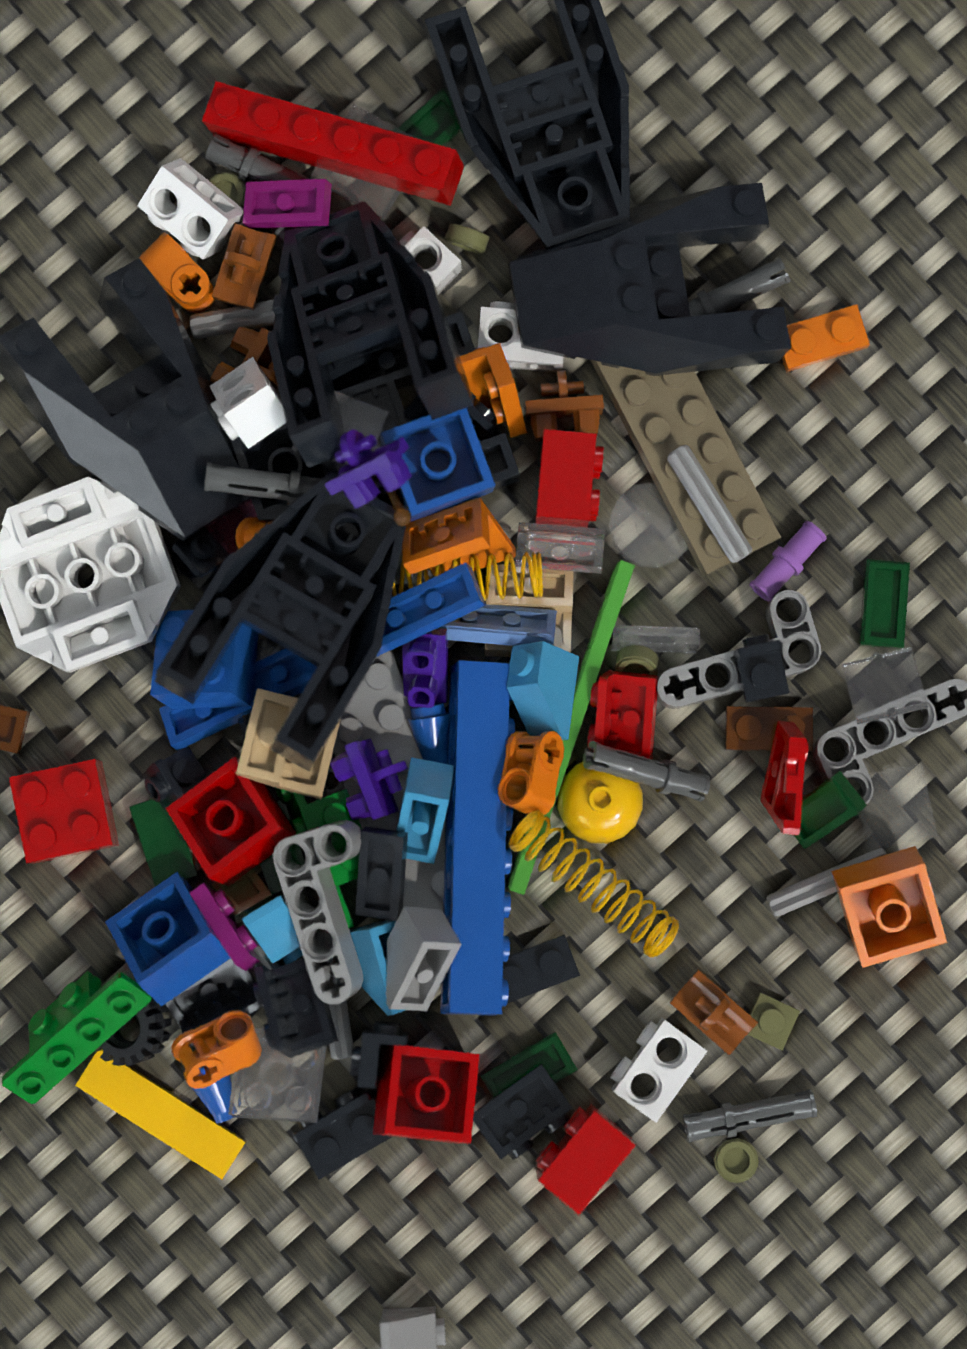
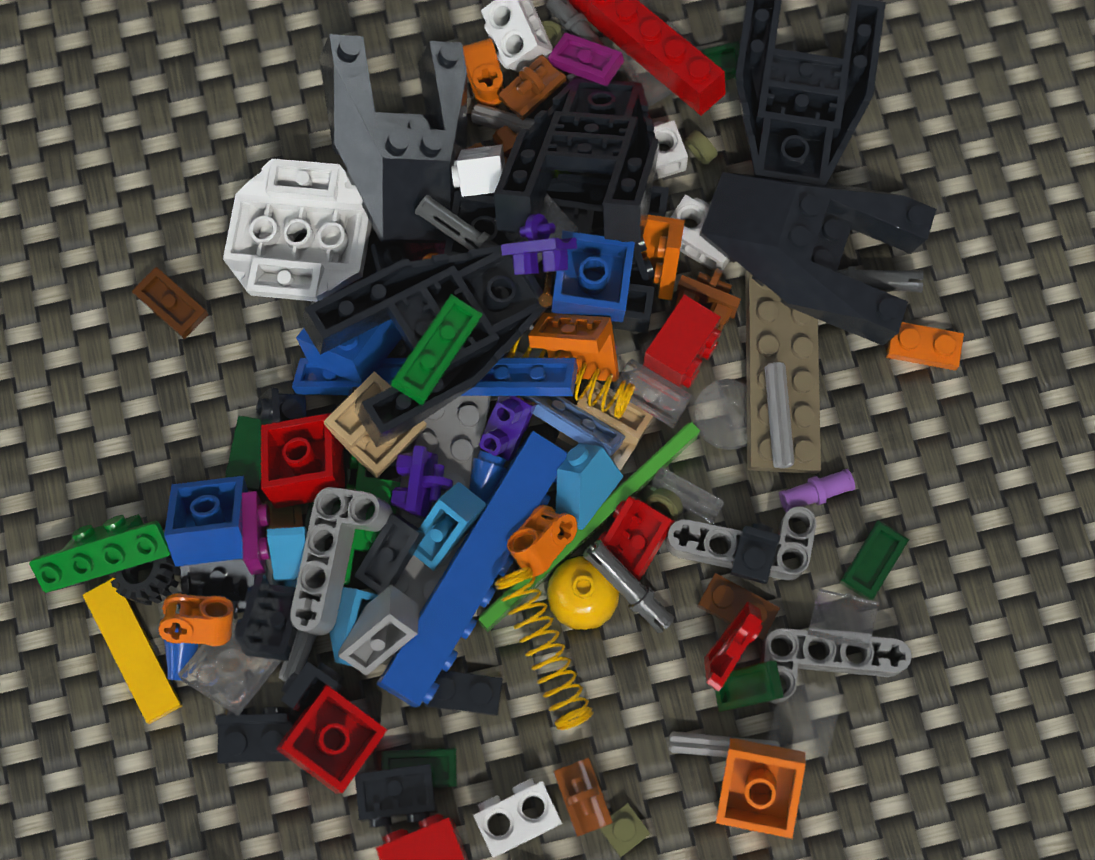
camera: 30 degrees right, 10 degrees down
(64, 811) = (190, 393): red brick -> none
(320, 637) = (436, 349): none -> green tile

